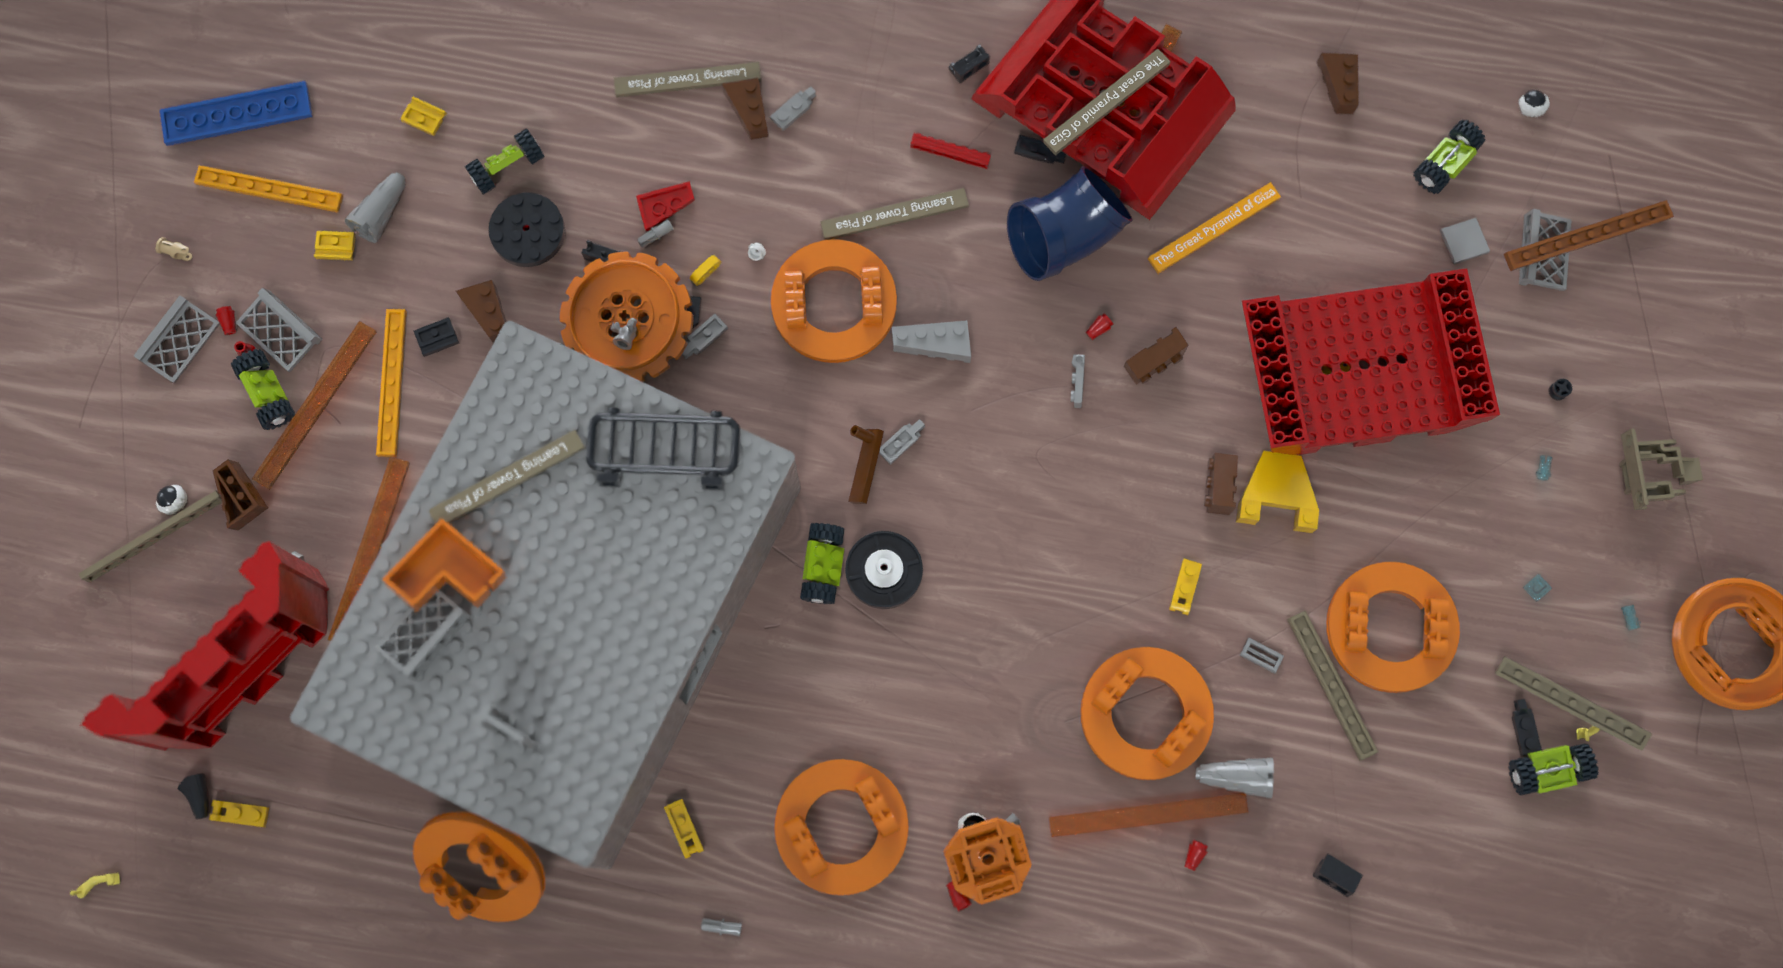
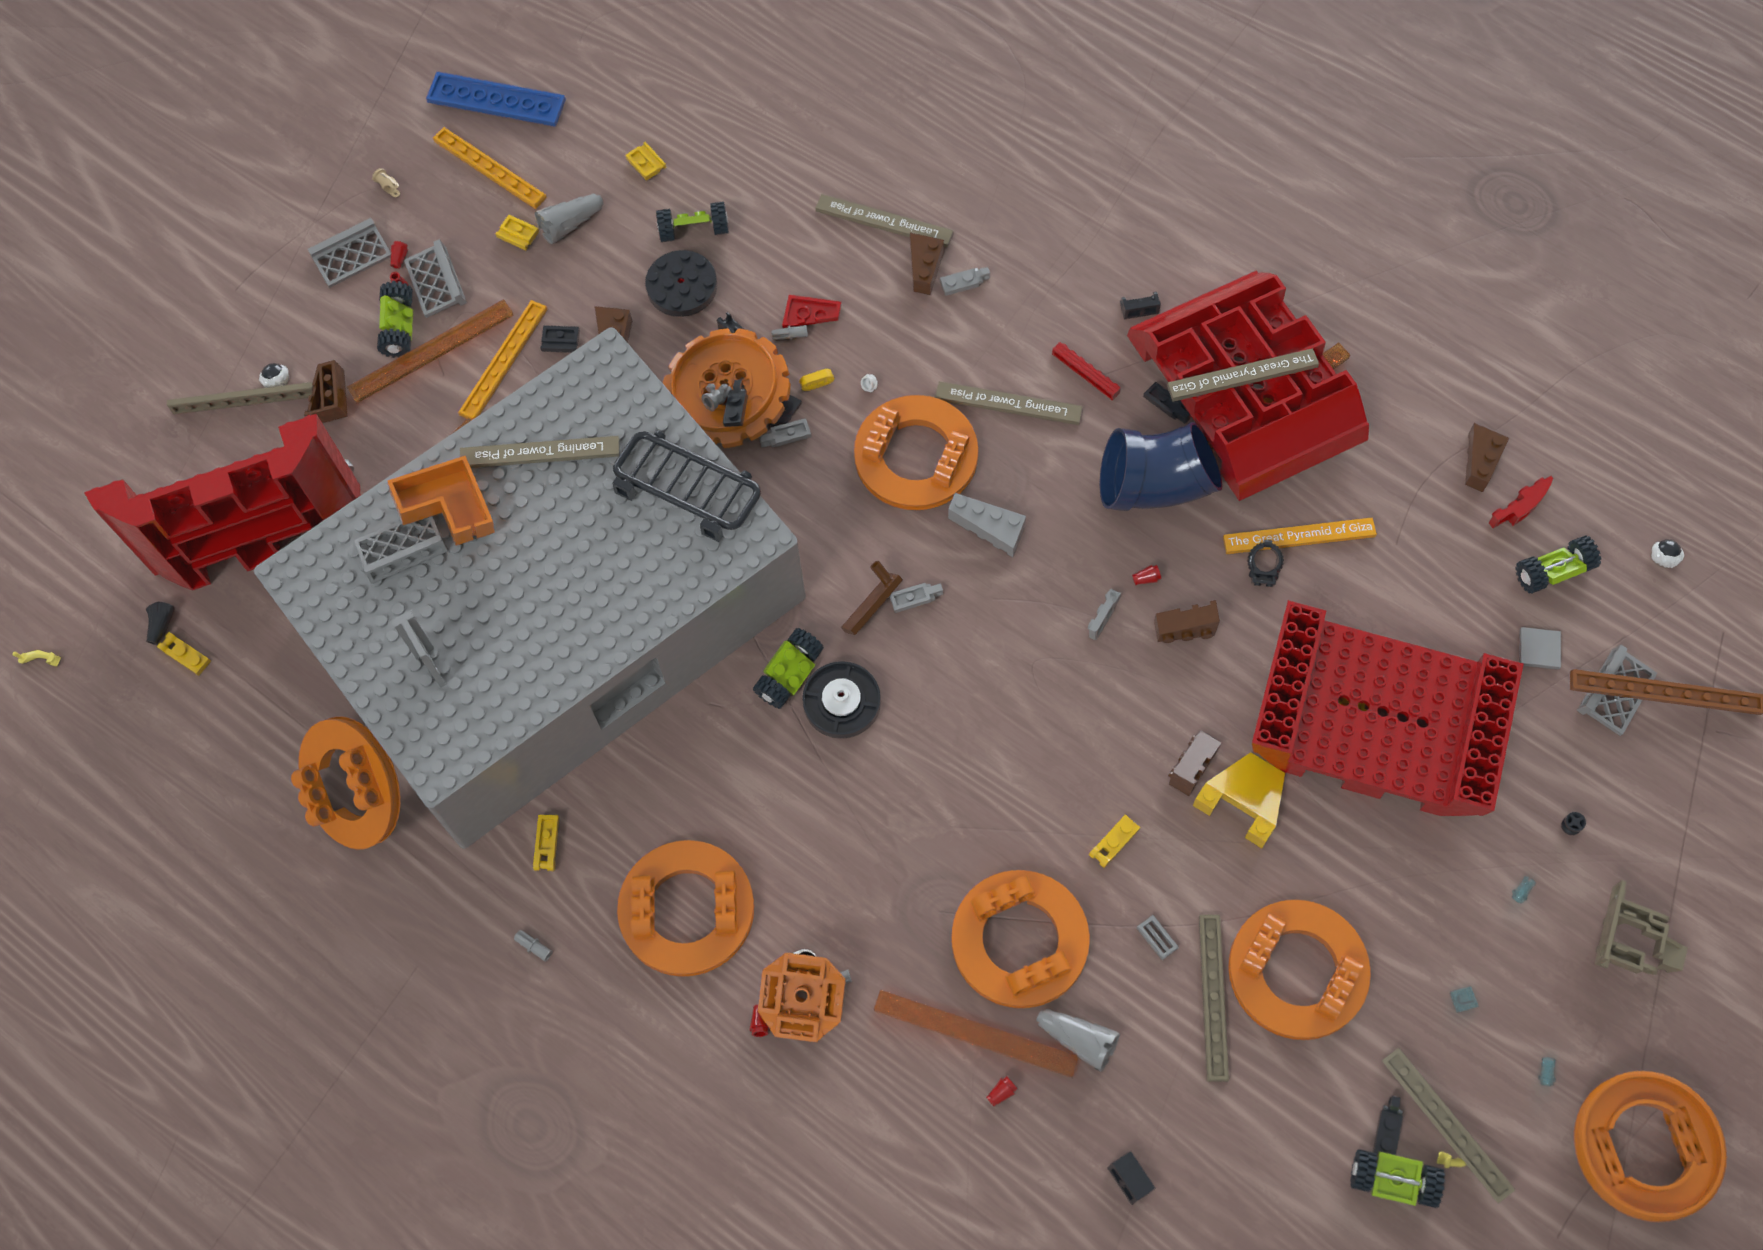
camera: 30 degrees right, 10 degrees down
(649, 334) = (735, 405): none -> black hinge
(1206, 280) = (1260, 577): none -> black piece
(1396, 109) = (1523, 505): none -> red slope

